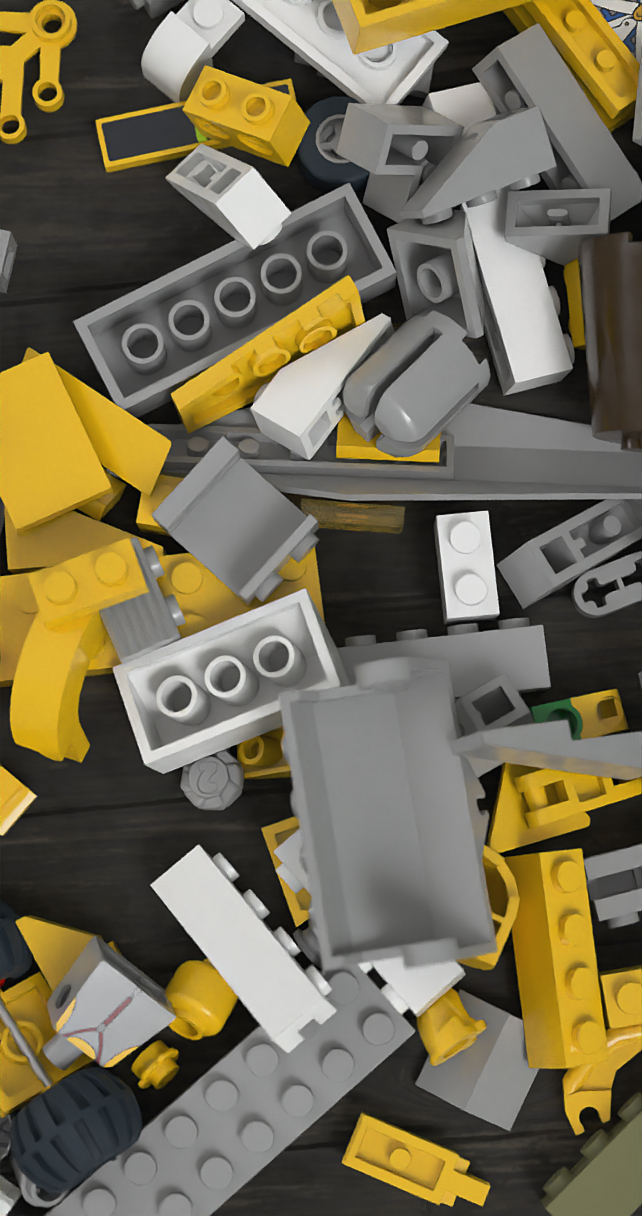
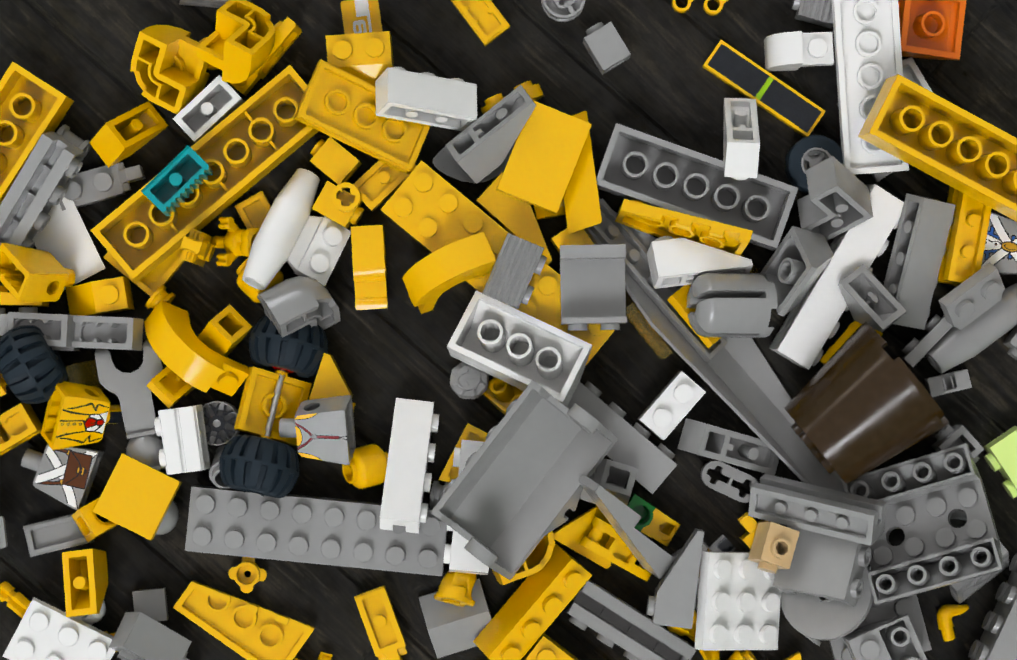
camera: 45 degrees right, 5 degrees up
(88, 583) = (502, 247): yellow plate -> none
(156, 1065) = (319, 474): yellow plate -> none
(246, 115) = (785, 111): yellow brick -> none
(487, 157) = (866, 241): light grey slope -> none

